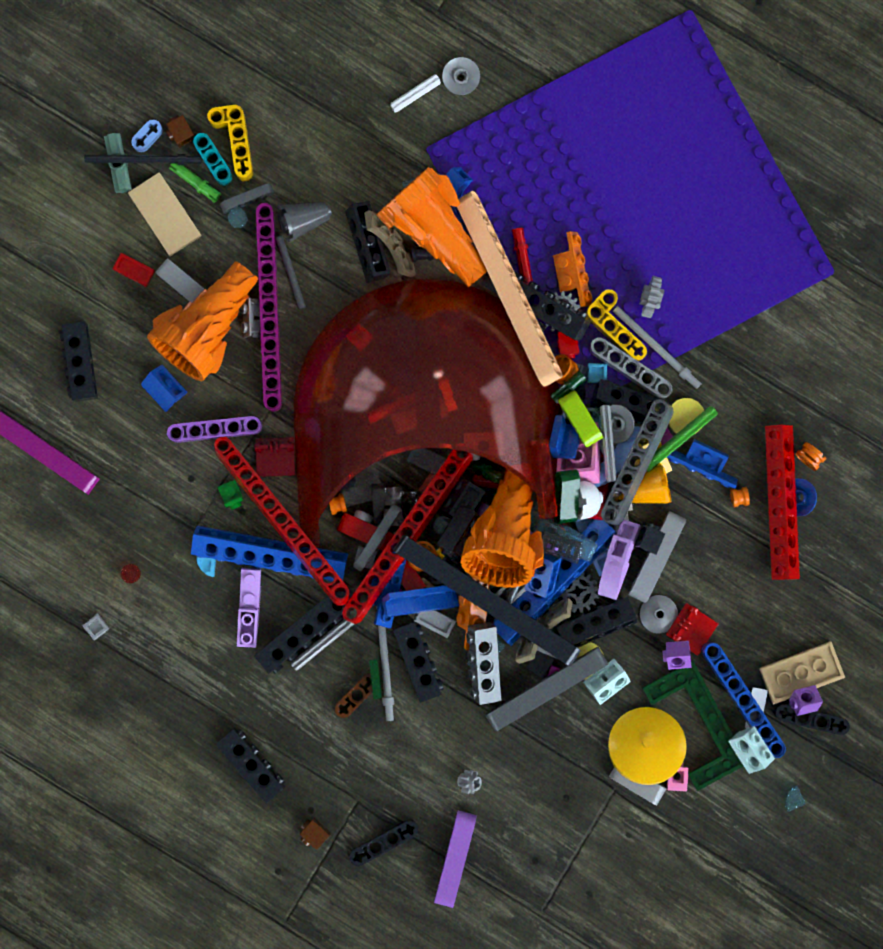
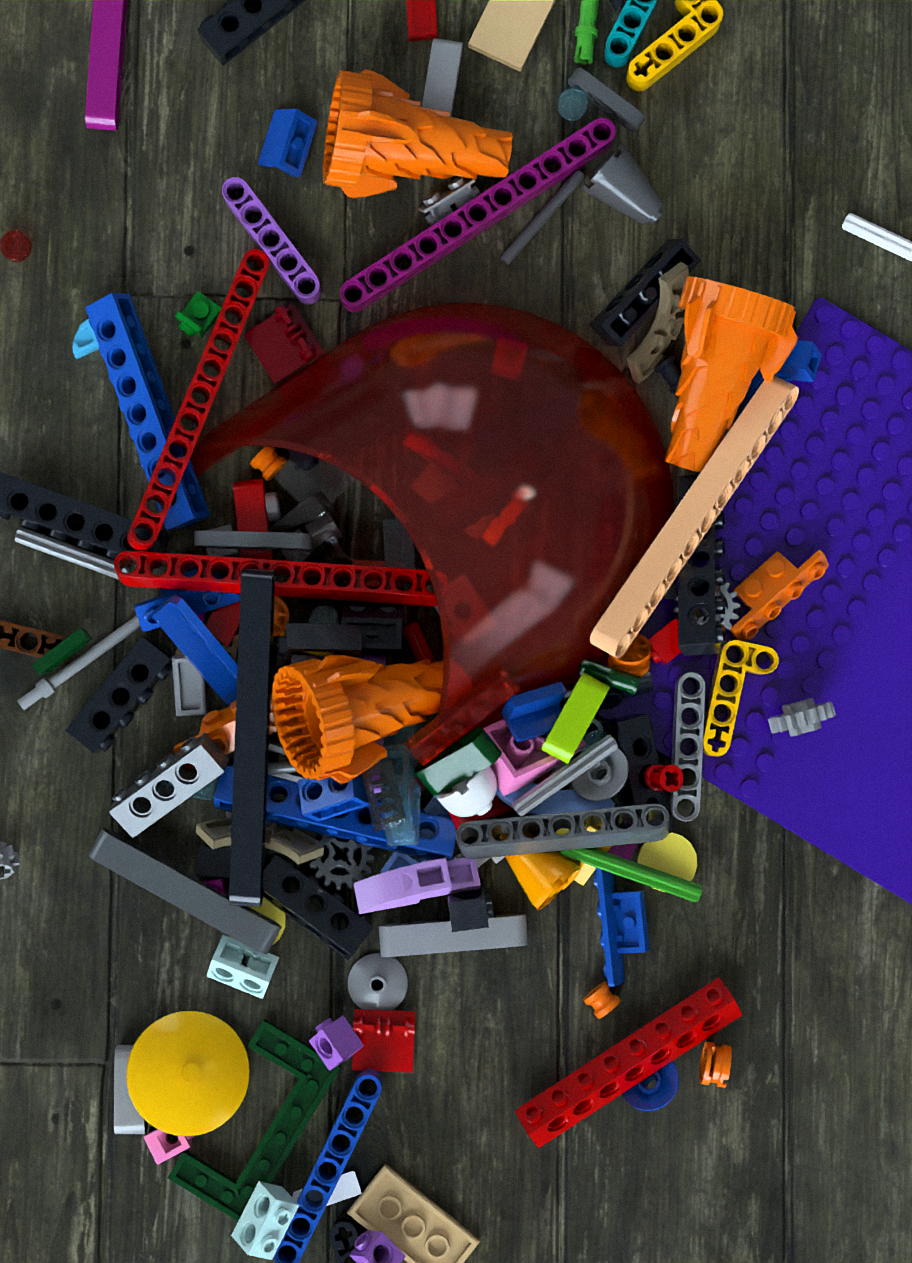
camera: 60 degrees right, 0 degrees up
(249, 607) = (61, 428): lavender slope -> none
(487, 471) = (431, 637): dark green axle -> none
(520, 248) = (760, 502): red pin -> none
(596, 372) = (654, 704): medium azure tile -> none
(640, 391) = (663, 778): none -> red bush
(683, 372) = (725, 824): light grey bar -> none

